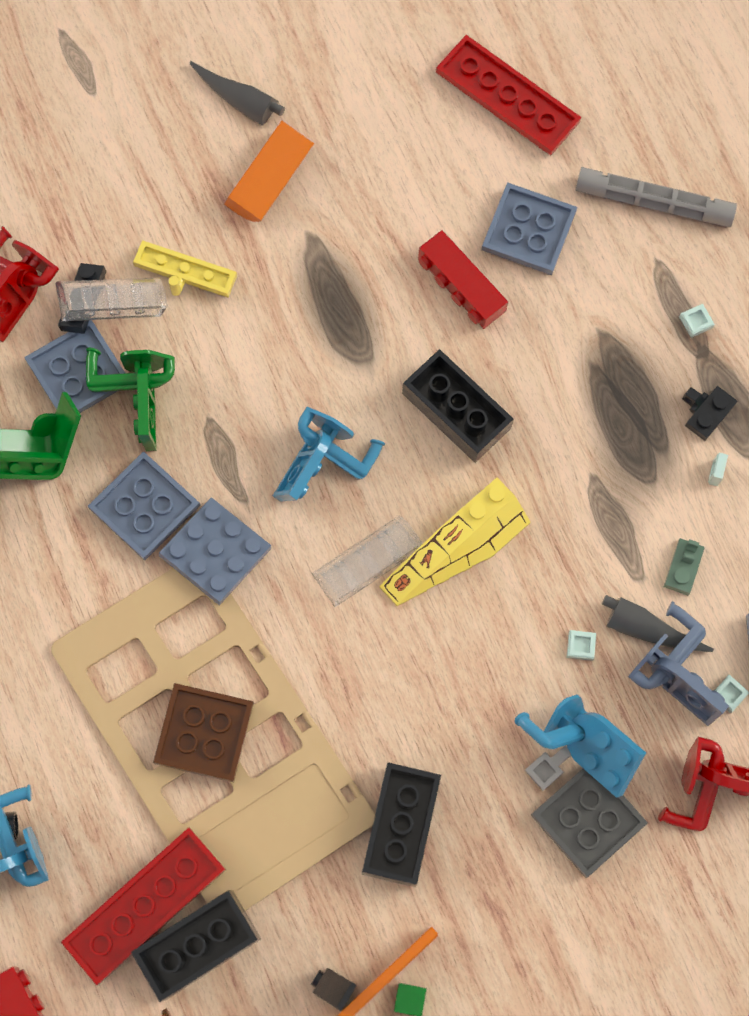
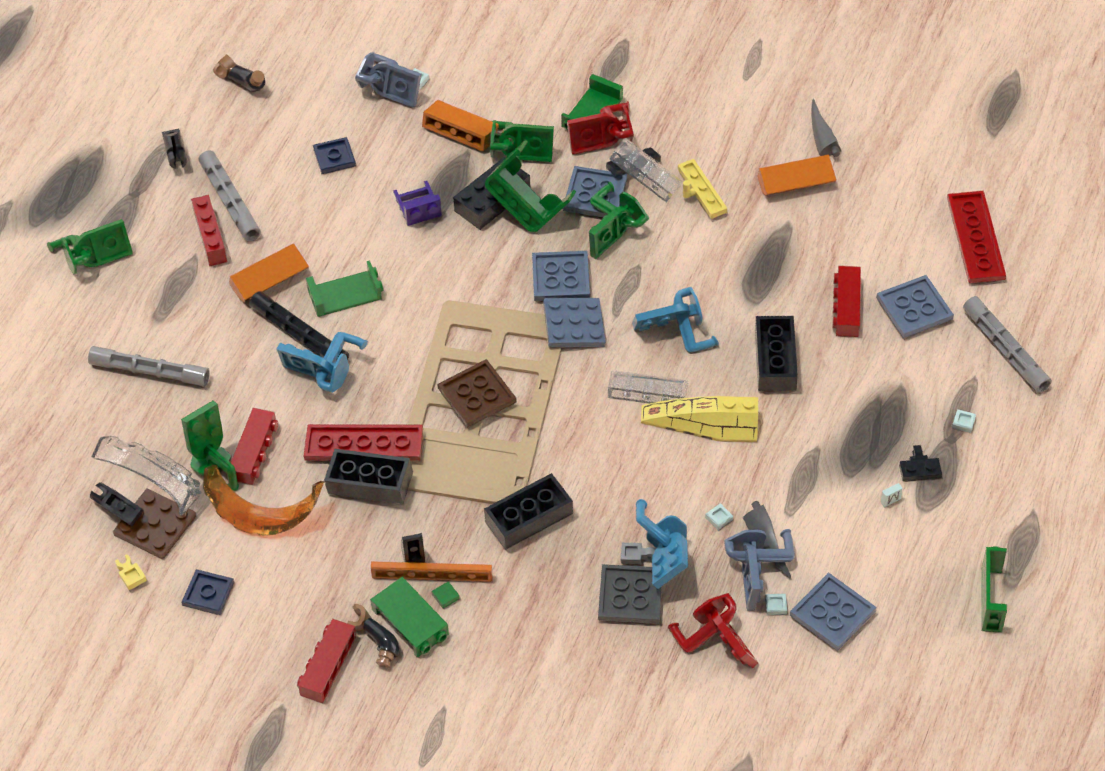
camera: 50 degrees right, 20 degrees down
(684, 566) = (819, 526): sand green plate -> none

